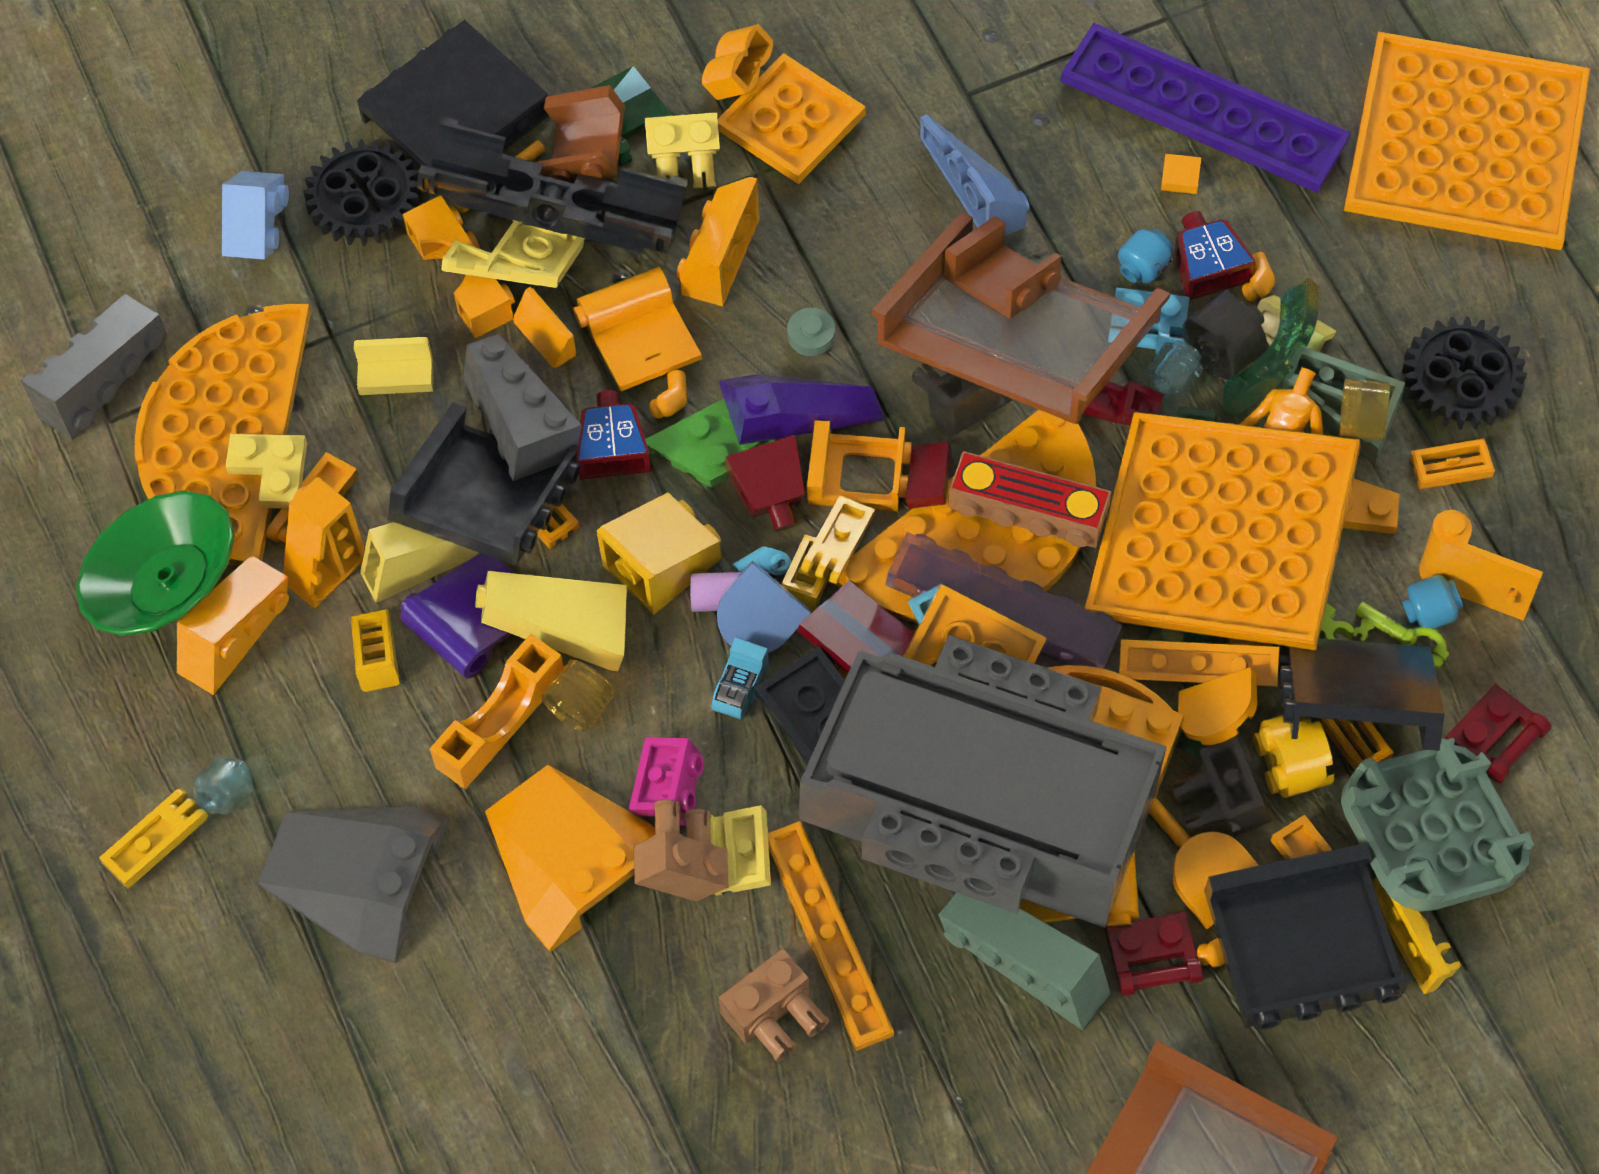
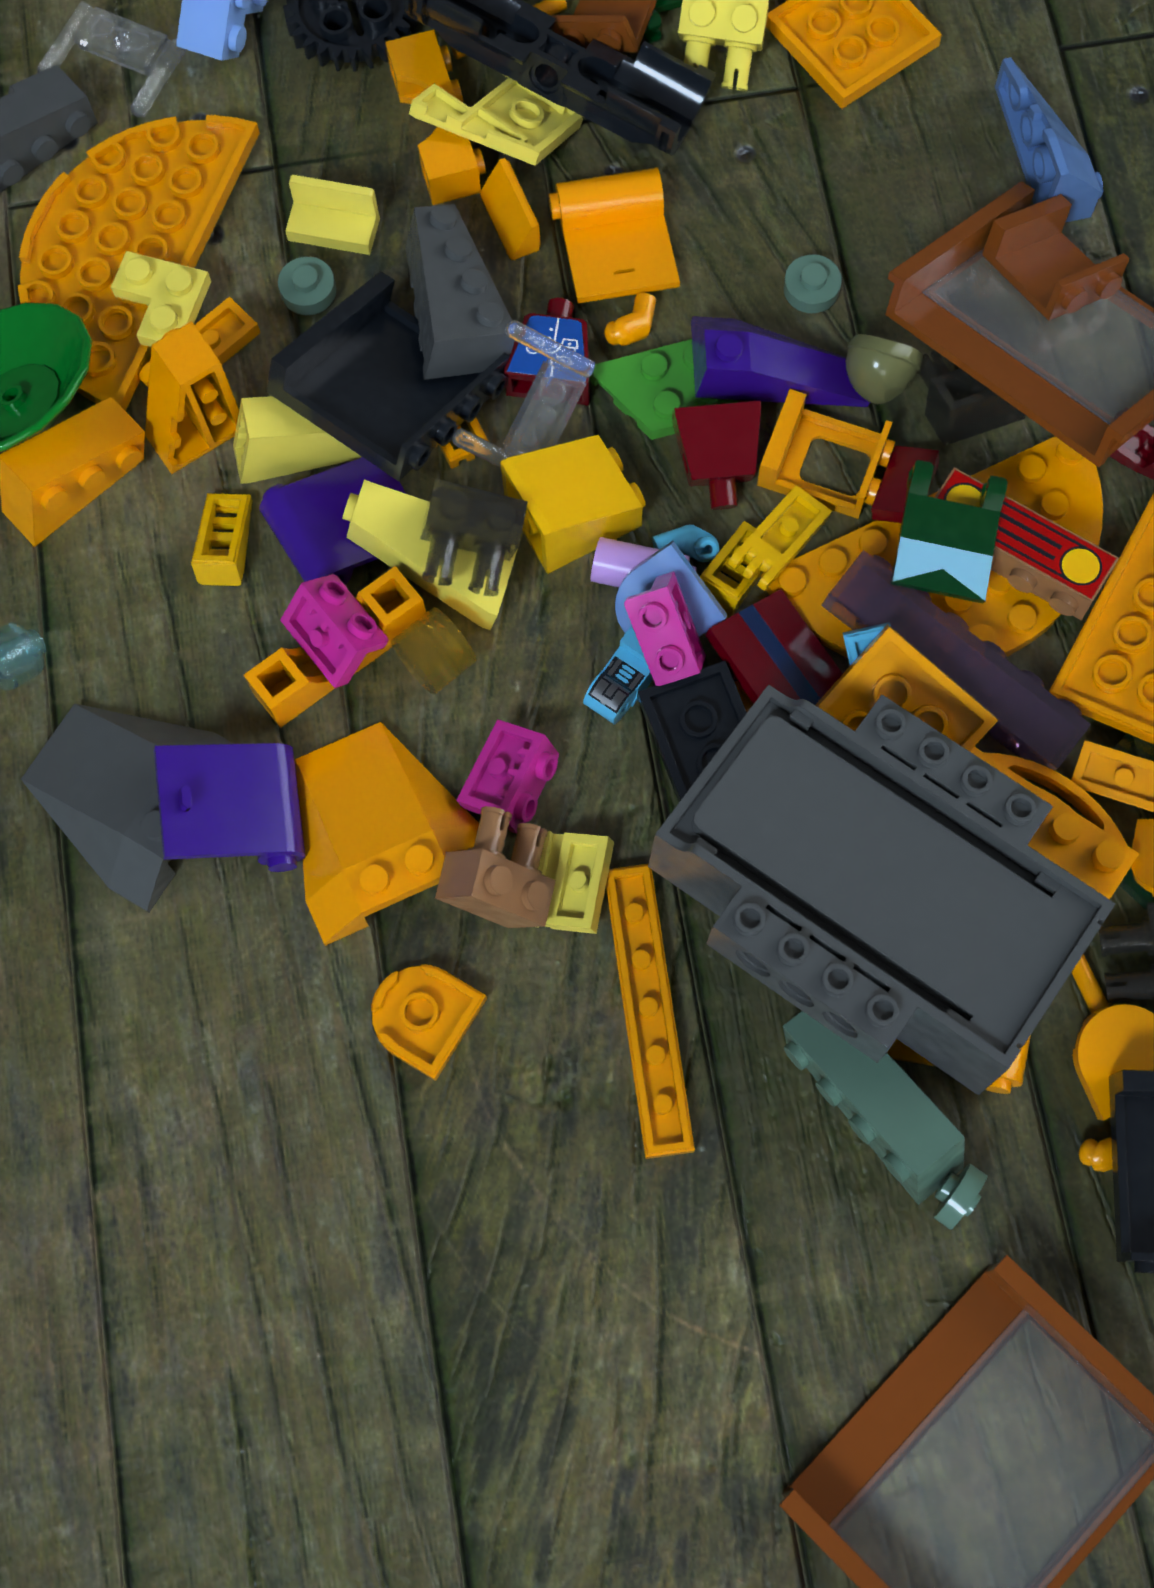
camera: 15 degrees right, 10 degrees up
(171, 263) = (121, 43): none -> clear plate
(388, 428) = (307, 285): none -> sand green wheel
(446, 852) = (237, 801): none -> dark purple door
(491, 695) = (332, 628): none -> dark pink bracket
(587, 583) = (473, 522): none -> clear smoke brick
(619, 477) = (546, 403): none -> clear plate
(647, 985) = (424, 1016): none -> light orange tile
(720, 242) = (735, 155): light orange slope -> none
(765, 633) = (666, 631): none -> dark pink bracket
(766, 996) = (553, 1069): medium nougat brick -> none
(884, 386) = (880, 367): none -> olive hat
(971, 511) = (947, 543): none -> dark green flag
(1110, 1009) = (959, 1195): none -> sand green wheel
(1152, 942) = (1028, 1118): dark red plate -> none

